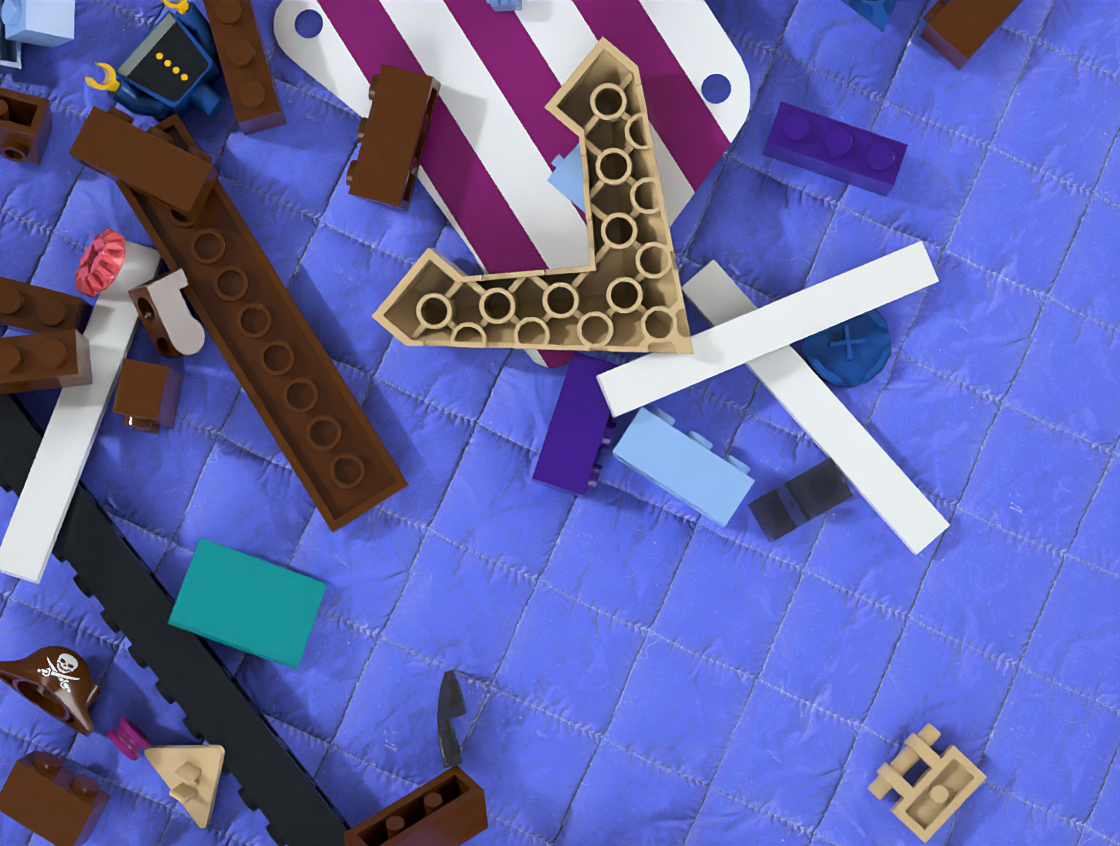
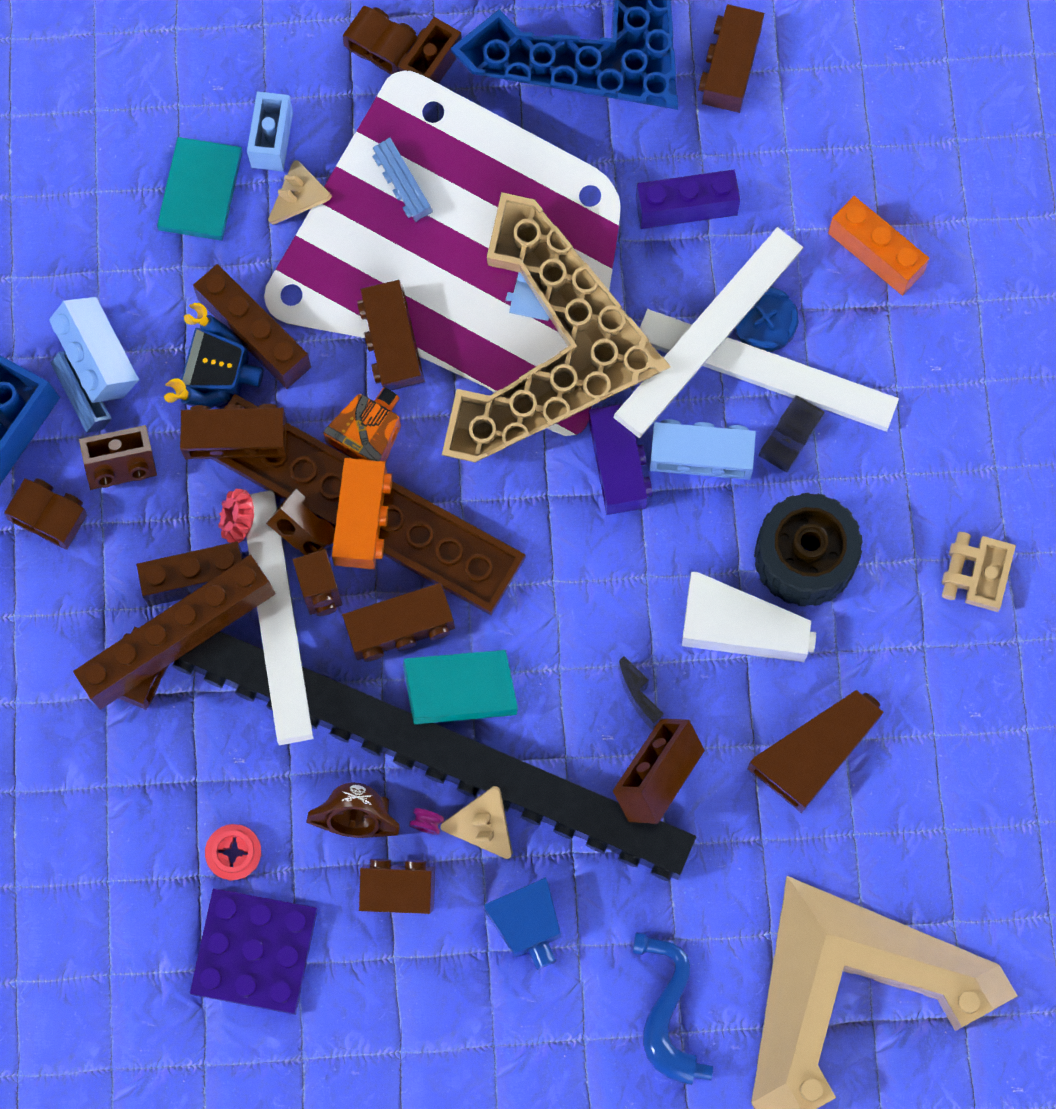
camera: 25 degrees left, 10 degrees down
(220, 488) = (399, 622): none -> reddish brown brick
(240, 338) = (361, 513): none -> orange brick
(307, 235) = (366, 427): none -> torso
(608, 693) = (740, 623): none -> white slope
(773, 664) = (814, 524): none -> wheel
(1030, 325) = (878, 245): none -> orange brick

